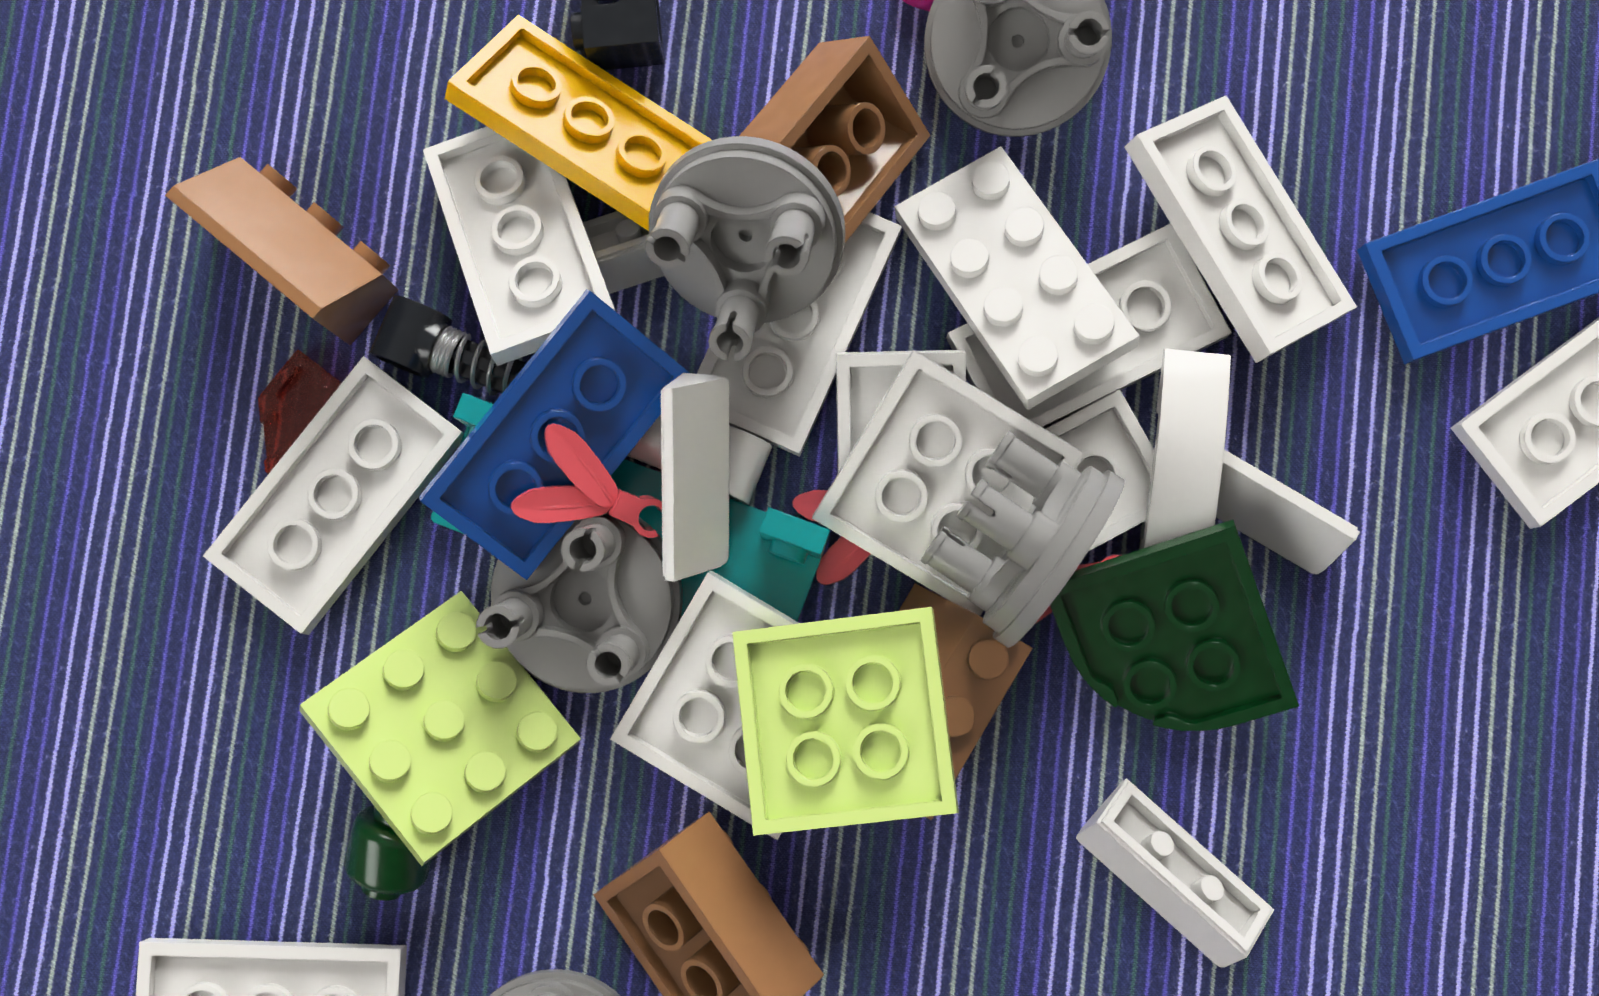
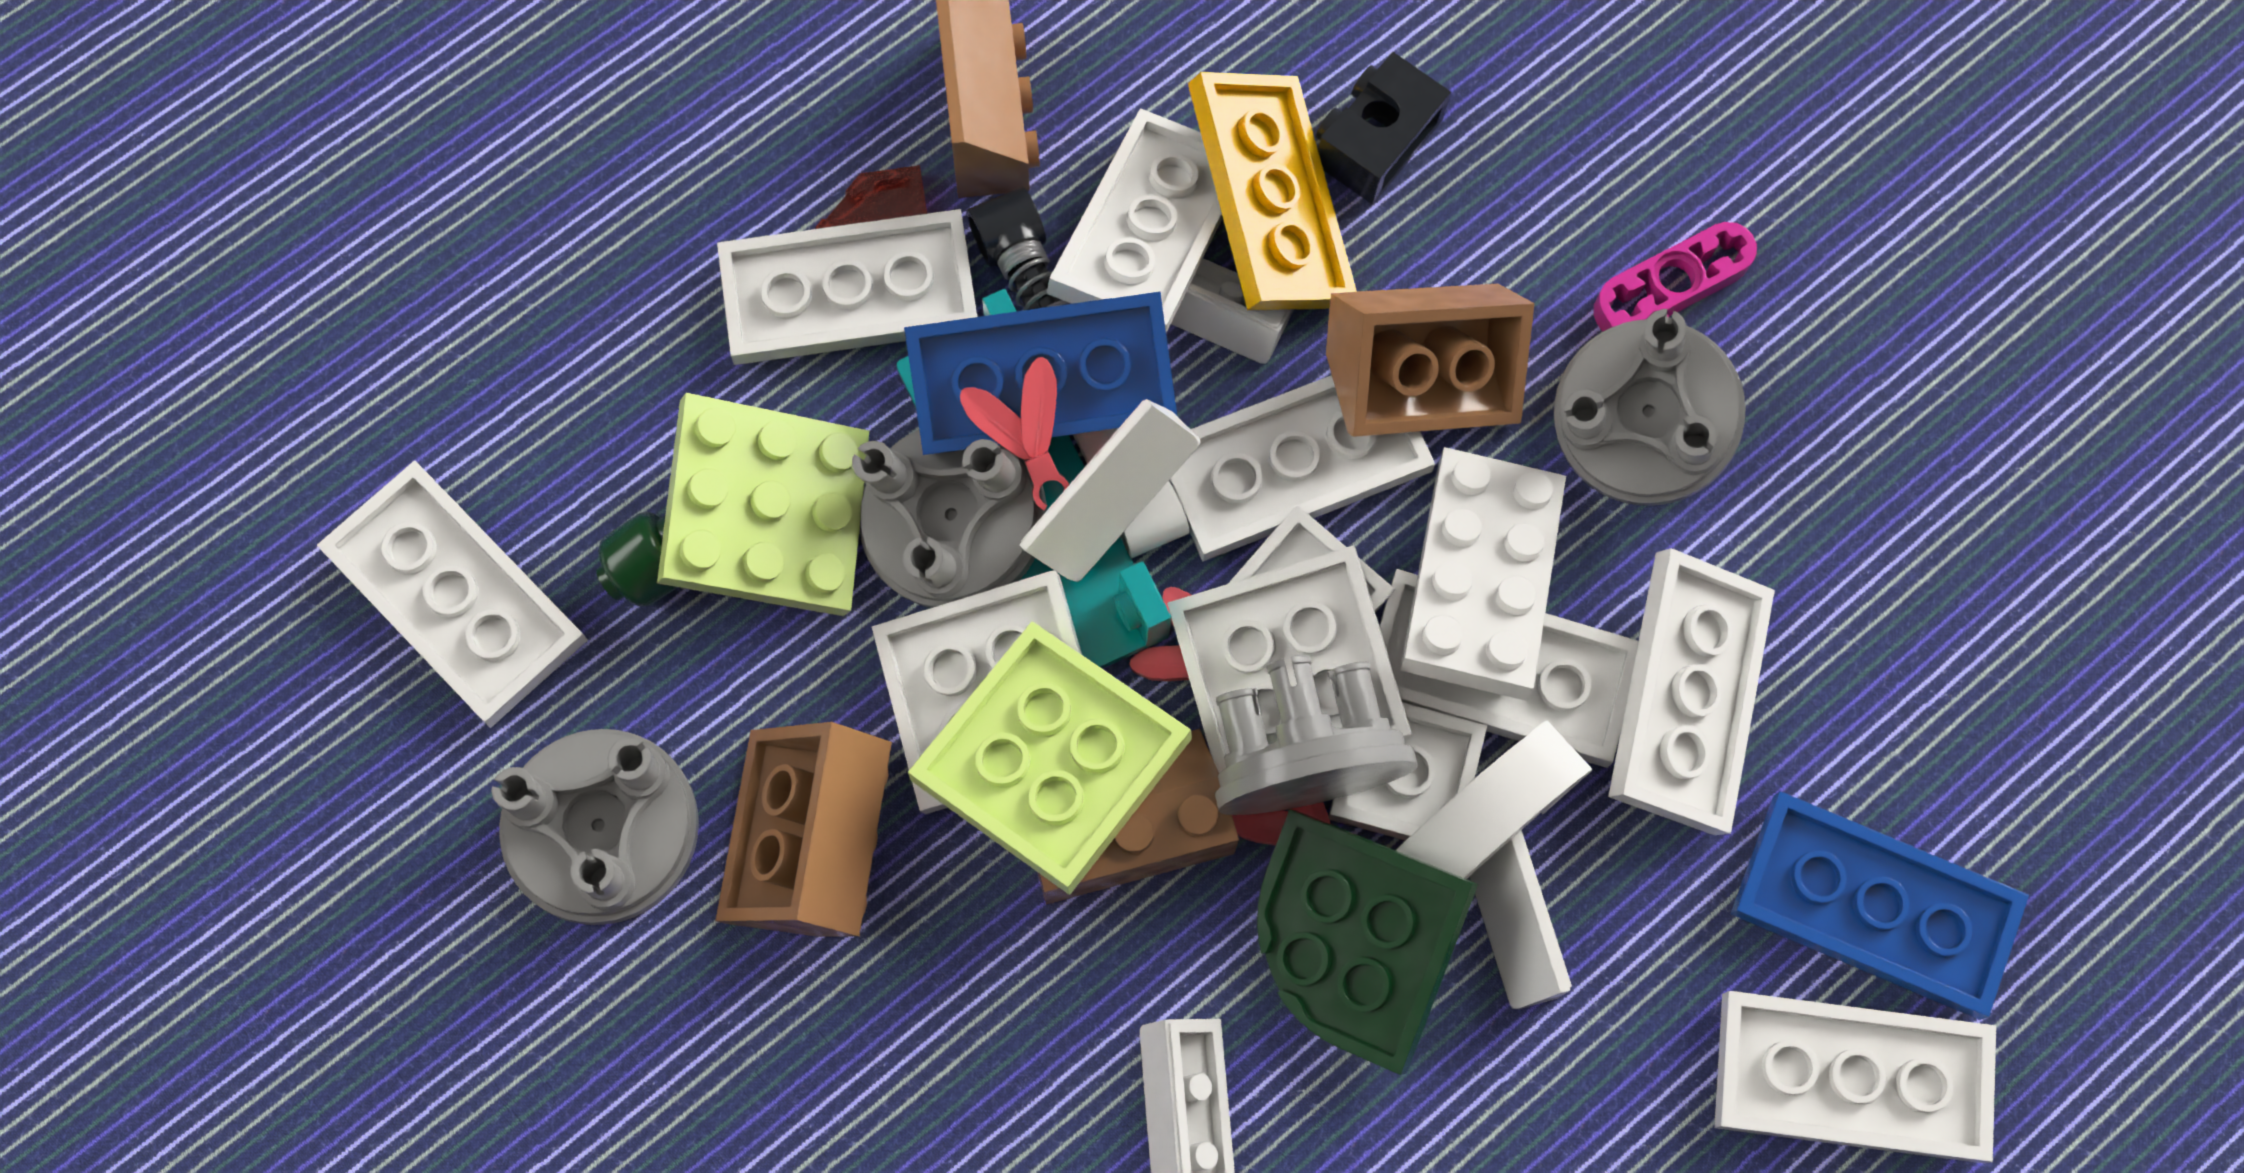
camera: 35 degrees right, 10 degrees down
(745, 235) = (1307, 356): light grey piece -> none

